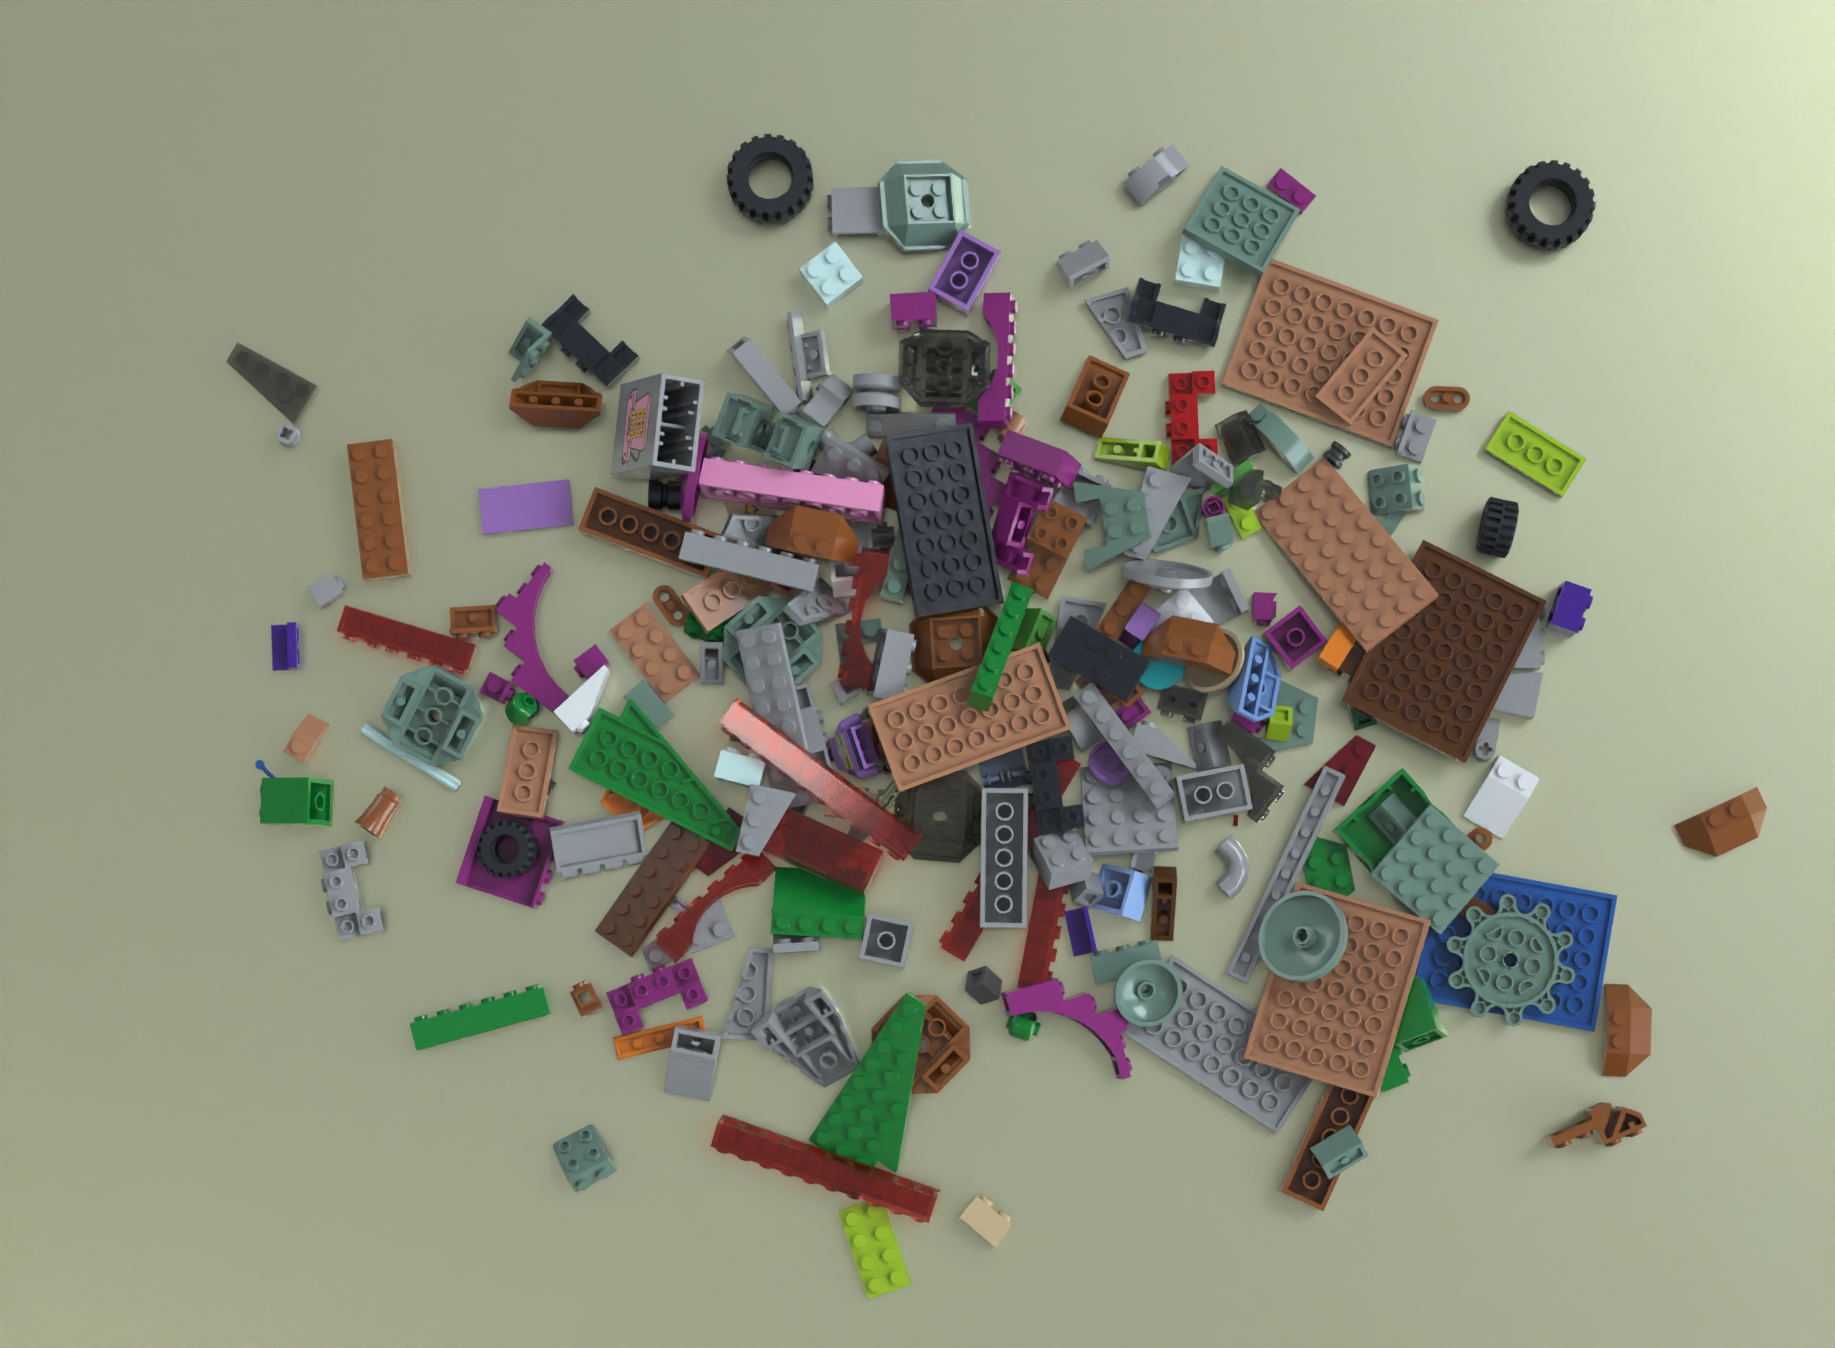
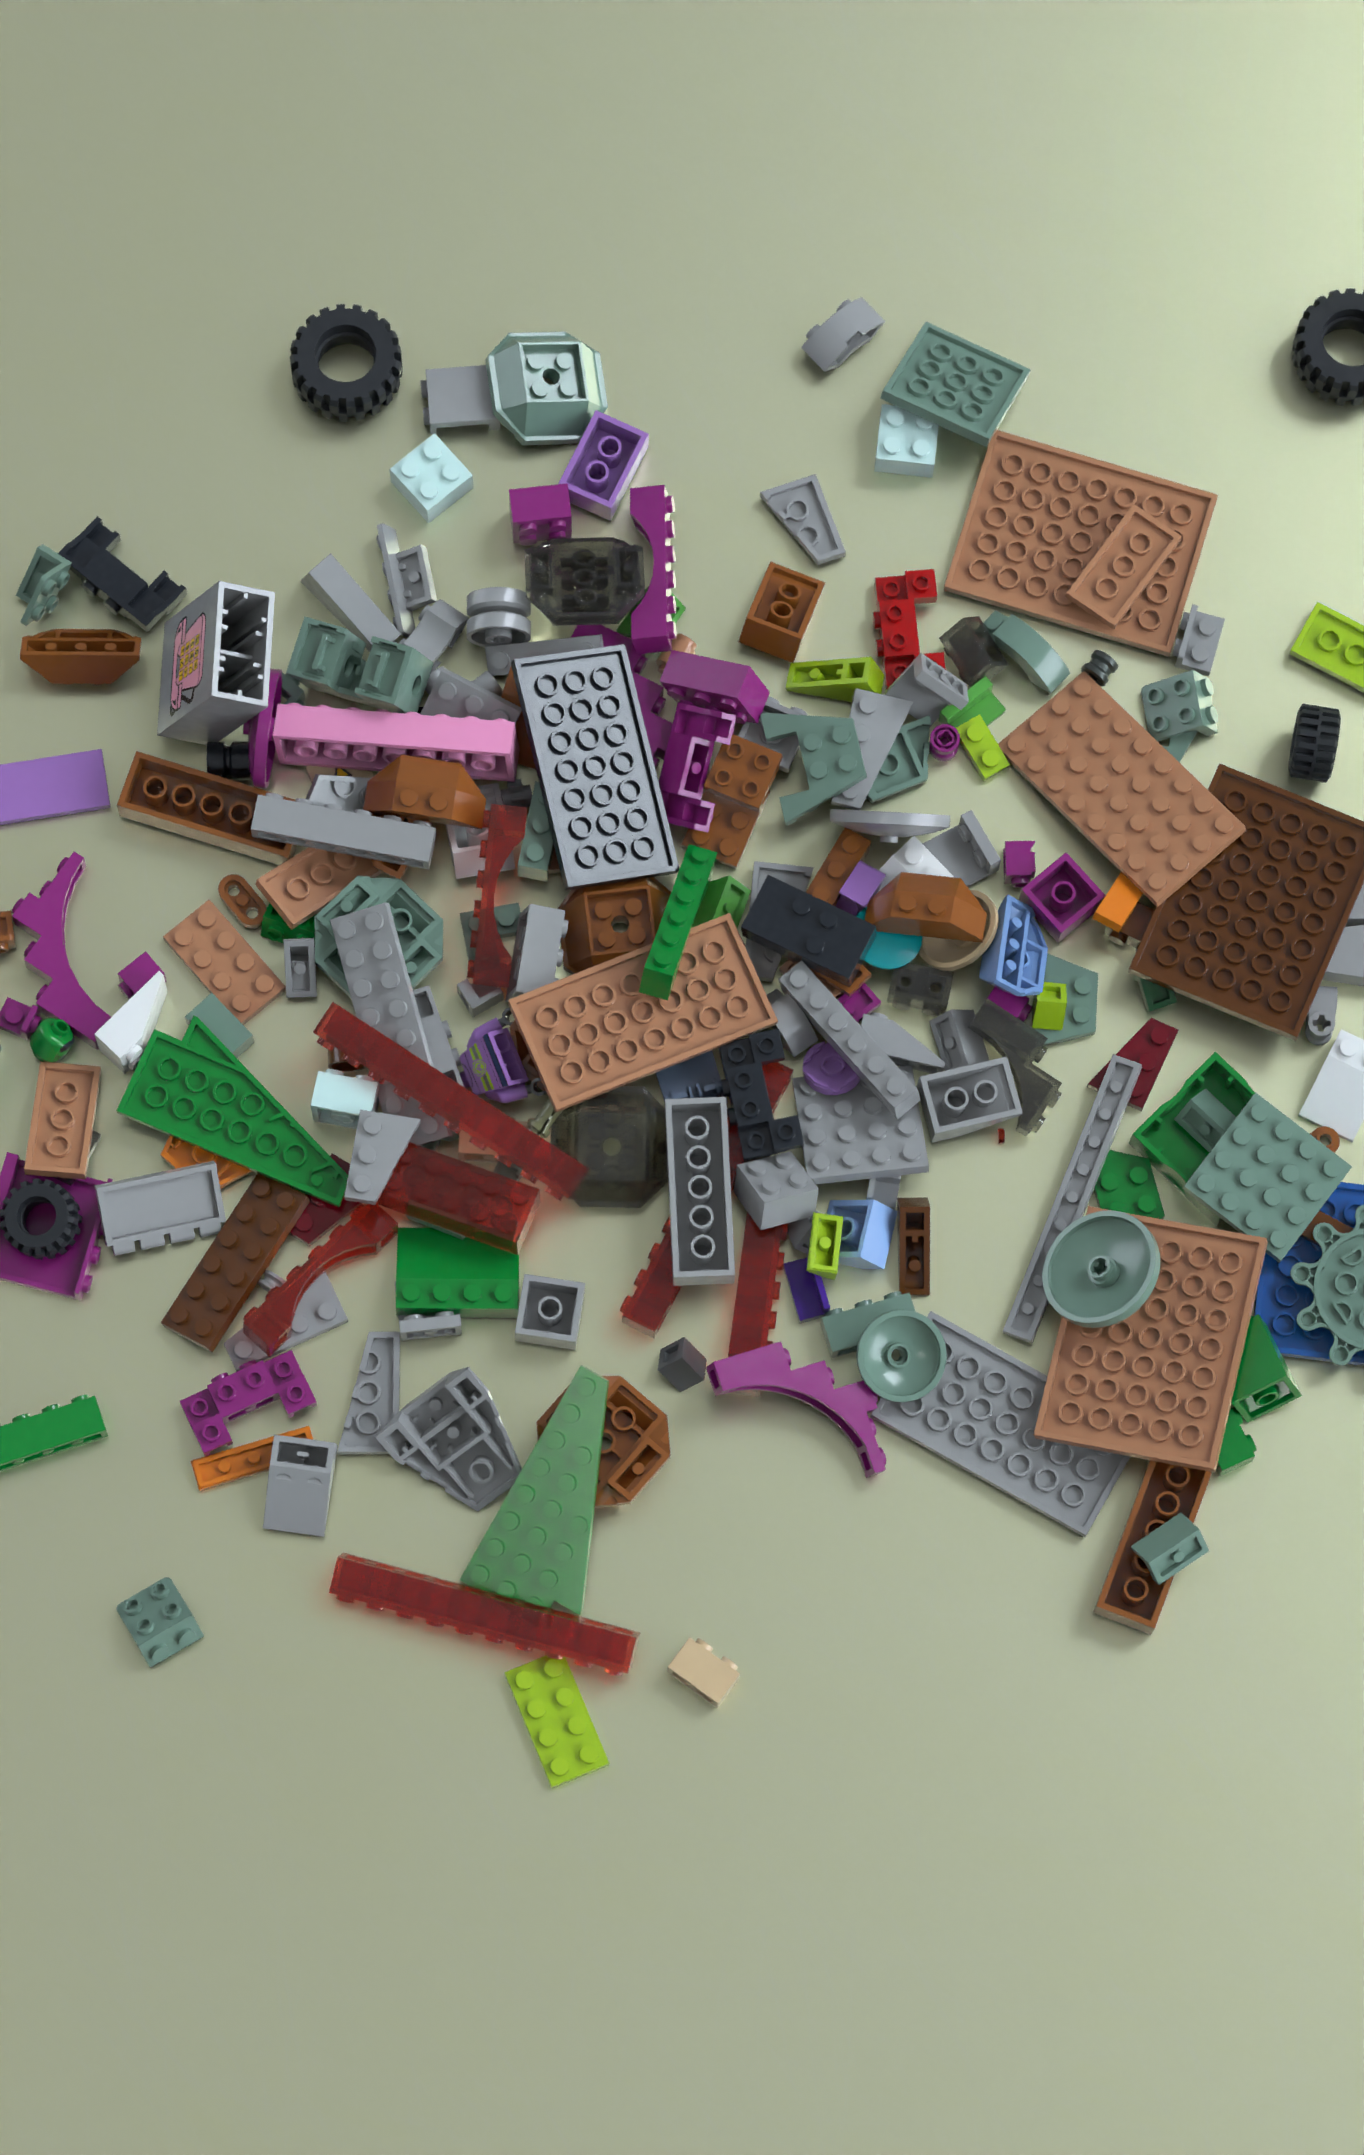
camera: 10 degrees left, 10 degrees down
(589, 1007) = (157, 1419): dark orange window -> none
(816, 606) = (434, 886): light grey wing -> none
(1023, 1026) = (737, 1412): green head -> none
(1083, 263) = (756, 448): light grey slope -> none
(1096, 903) = (824, 1245): none -> lime slope
(1175, 321) = (876, 510): black bracket -> none
(1218, 532) = (953, 768): sand green slope -> none
(1237, 867) = (1007, 1194): light grey cylinder -> none
(1252, 488) = (994, 711): clear smoke brick -> none
(1290, 190) = (1016, 347): magenta plate -> none
(1446, 397) = (1234, 589): dark orange plate -> none

